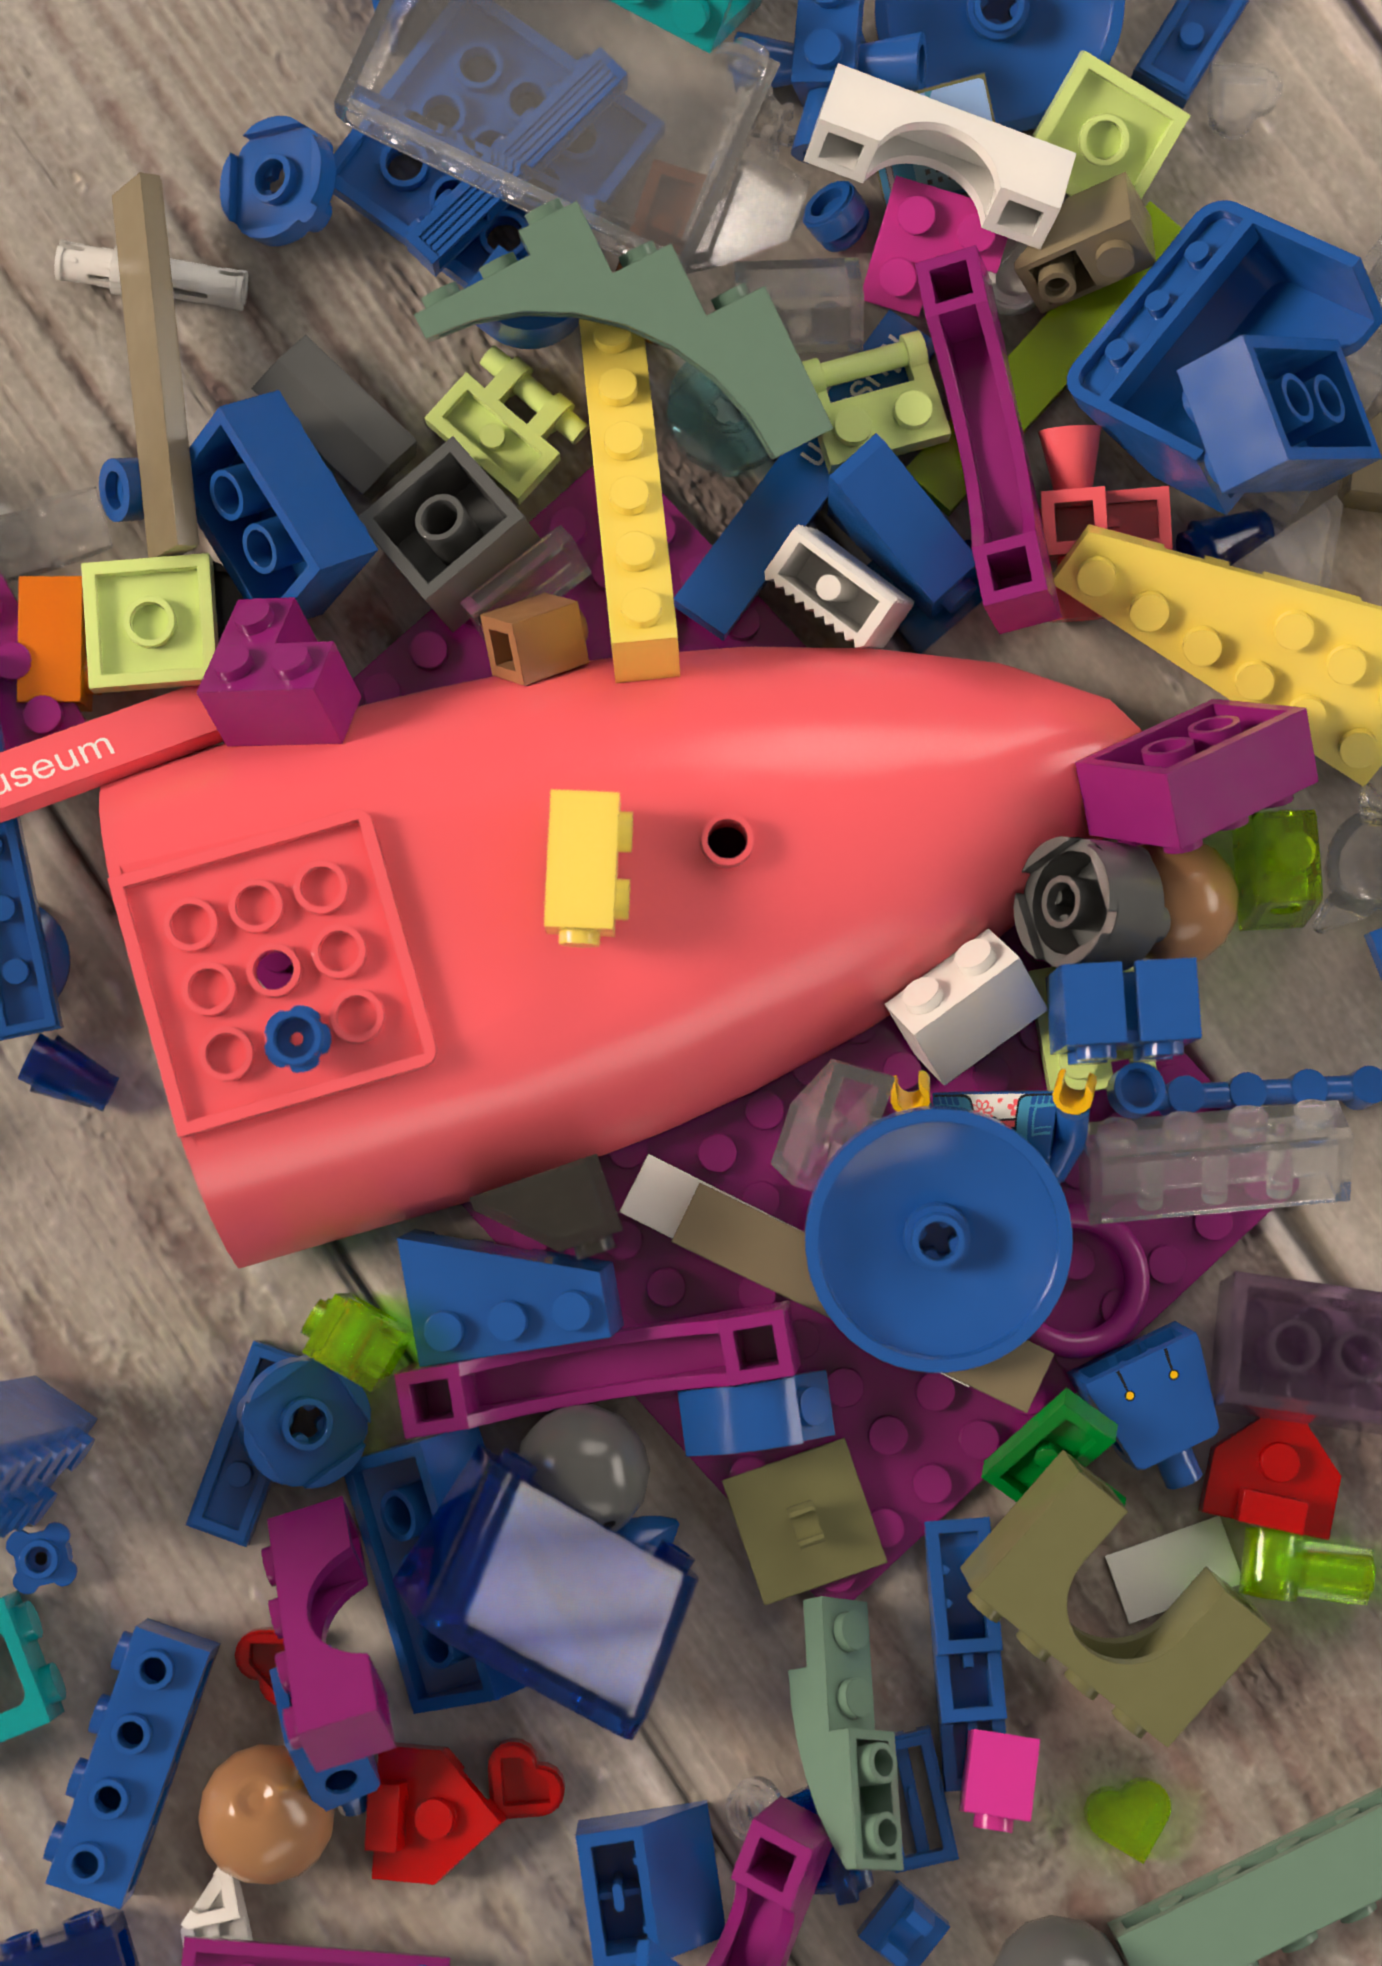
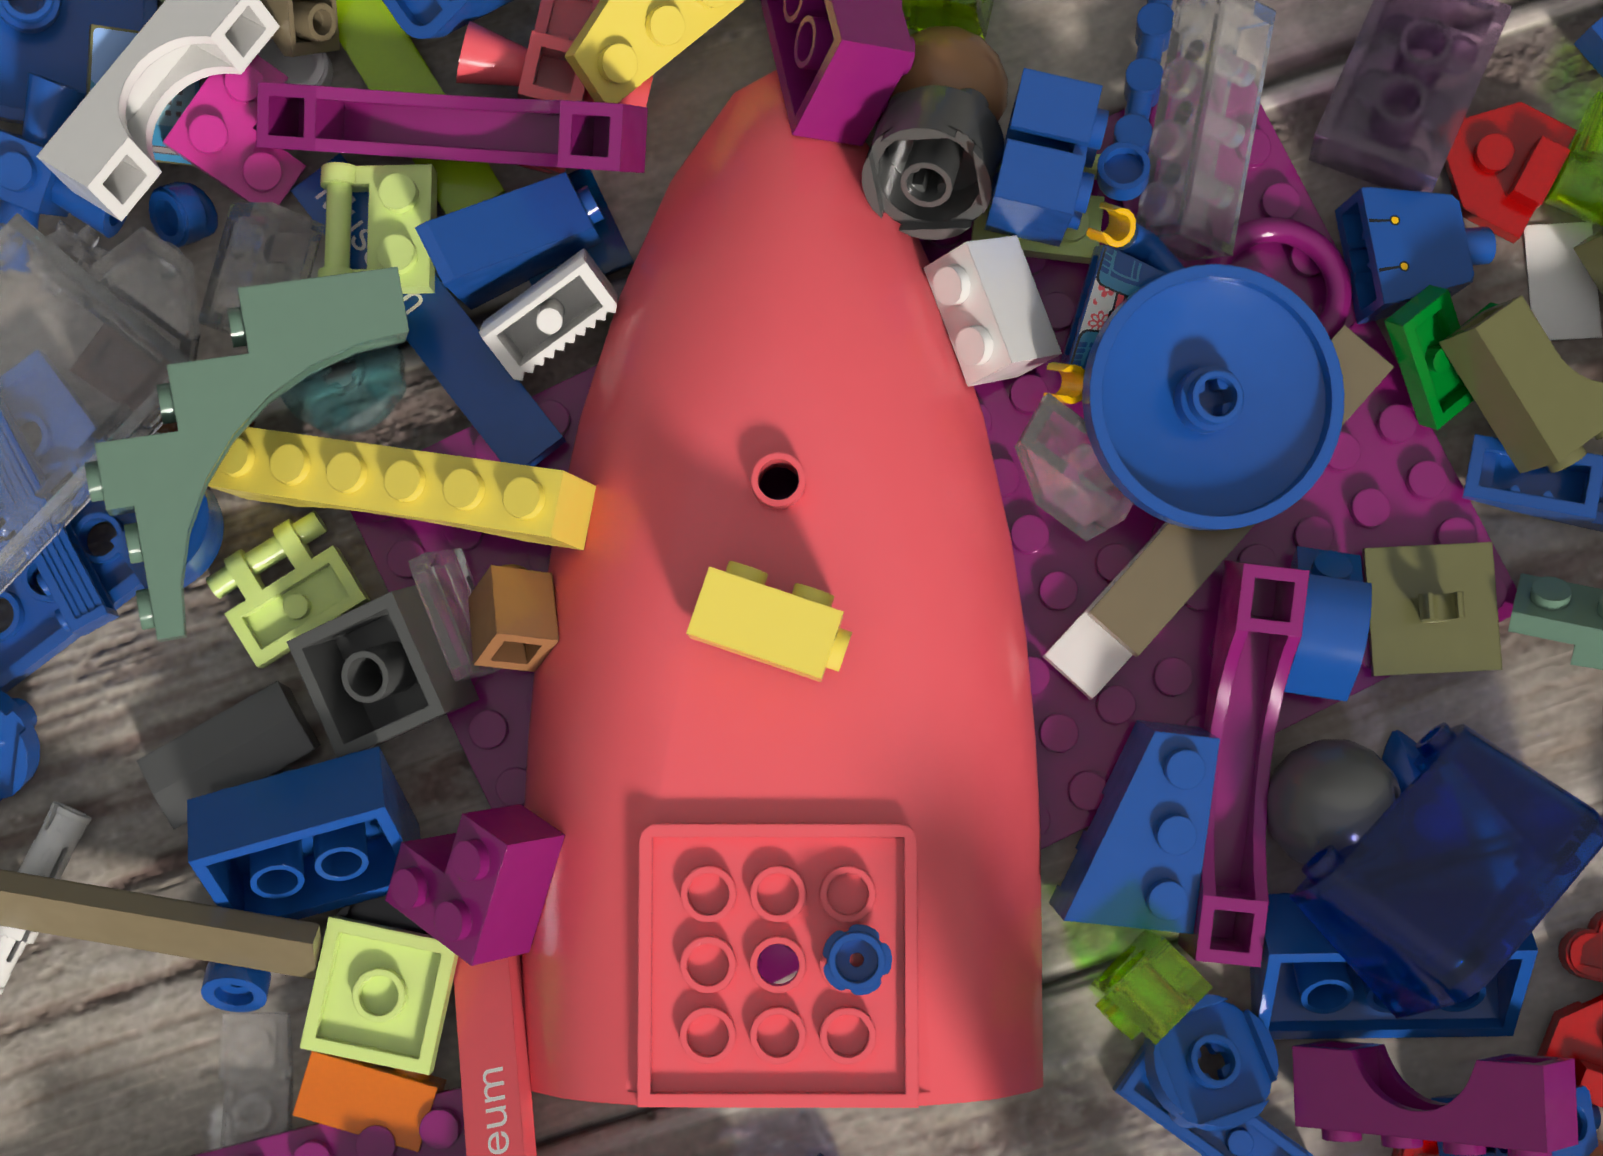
camera: 65 degrees left, 0 degrees up
(559, 1208) = (1080, 754): clear smoke slope -> none

